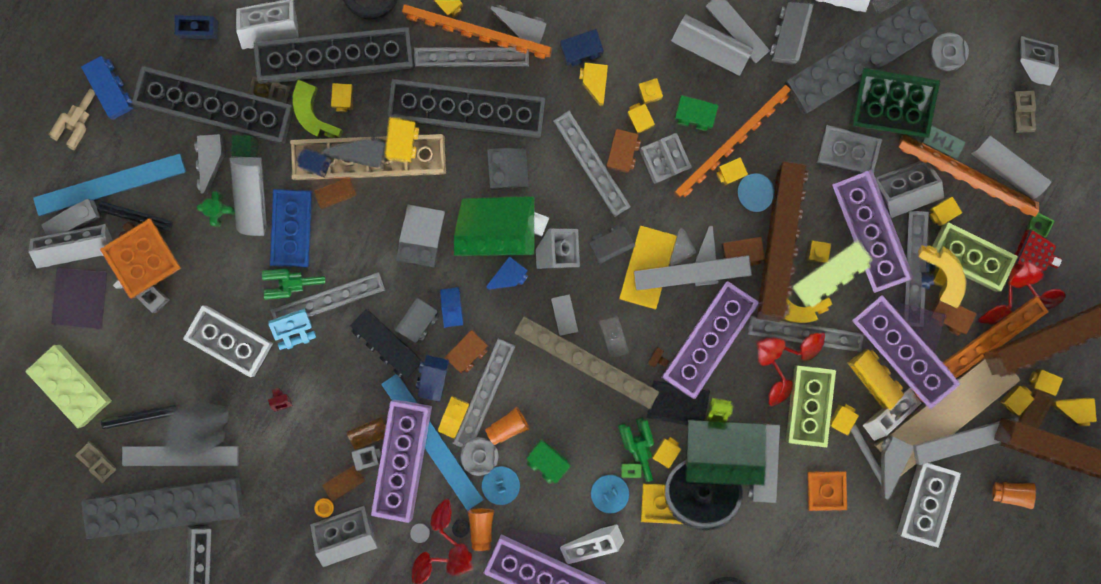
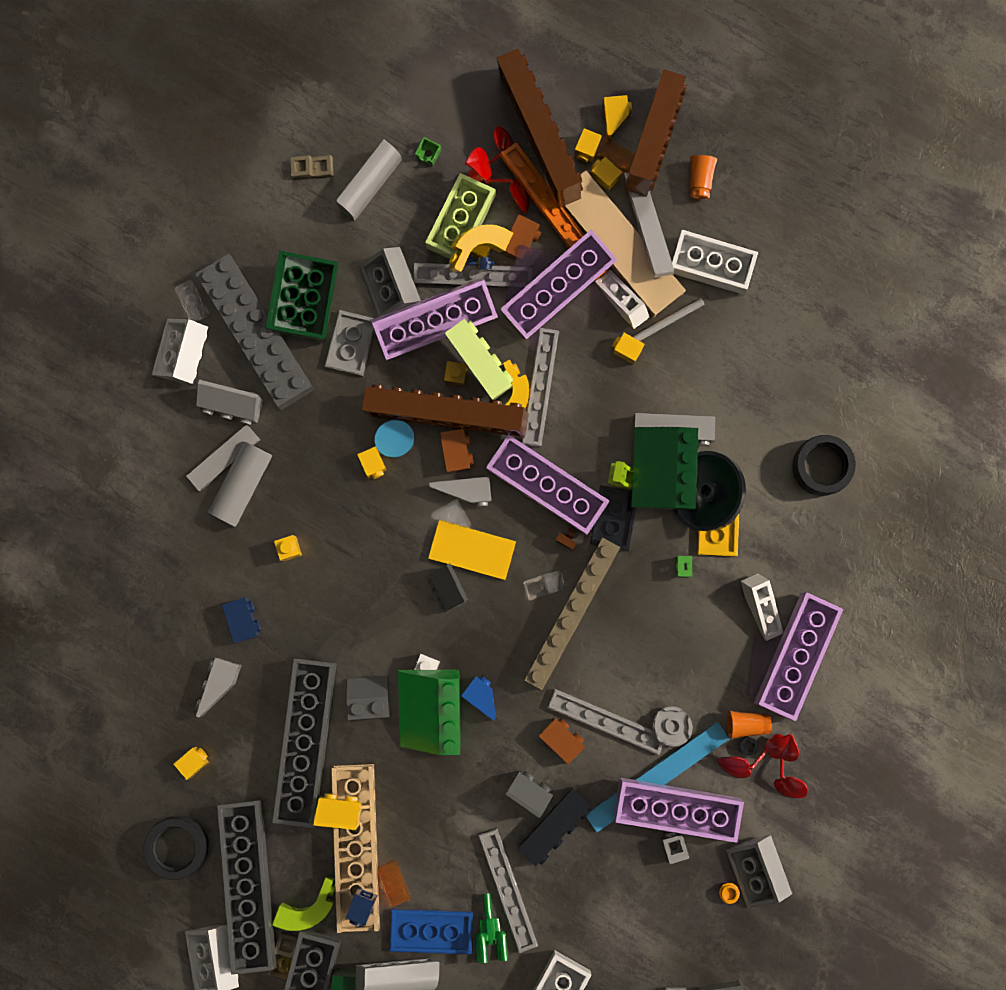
camera: 85 degrees left, 5 degrees down
(279, 401) = (616, 942): dark red tile -> none
(291, 324) = (534, 930): medium azure plate -> none
(342, 97) = (291, 876): yellow brick -> none
(343, 483) = (702, 872): clear orange plate -> none
(362, 152) = (350, 854): dark grey slope -> none
(367, 433) = (649, 846): clear orange plate -> none
(420, 236) = (439, 790): slope -> none
(420, 532) = (753, 789): light grey tile -> none
(432, 378) = (590, 776): dark blue brick -> none
(451, 307) = (515, 757): blue slope -> none
(453, 417) = (631, 754): yellow slope -> none
(469, 57) = (250, 737): light grey tile -> none
(484, 34) = (221, 740): orange plate -> none
(501, 485) = (702, 703): dark azure piece -> none
(507, 426) = (640, 696): orange plant -> none
(547, 461) = (676, 654): green brick -> none
(558, 249) = (453, 643): light grey slope -> none
(564, 315) = (522, 637): light grey tile -> none
(591, 163) = (363, 609): light grey tile -> none
(594, 80) = (276, 606): yellow slope -> none
(610, 494) = (709, 588): dark azure piece -> none
(623, 150) = (350, 576): dark orange brick -> none
(639, 445) = (657, 557): green plant -> none
(640, 118) = (315, 558): yellow brick -> none
(665, 158) = (358, 532): light grey slope -> none
(666, 452) = (664, 529): yellow brick -> none
(693, 273) = (478, 503): light grey tile -> none
(696, 113) = (310, 500): green brick -> none
(753, 123) = (348, 468): orange plate -> none
(772, 349) = (556, 420): red plant -> none
(810, 406) = (615, 381): yellowish green brick -> none
(827, 490) = (701, 365): orange tile -> none
(876, 378) = (586, 314): yellow slope -> none
(893, 460) = (671, 297): light grey slope -> none
(944, 143) = (343, 247): sand green tile -> none
(944, 211) = (414, 246): yellow brick -> none
(949, 51) = (250, 242): light grey tile -> none
(974, 178) = (379, 217): orange plate -> none
(1037, 251) = (453, 154): red torso -> none
(1039, 60) = (259, 152): light grey slope -> none

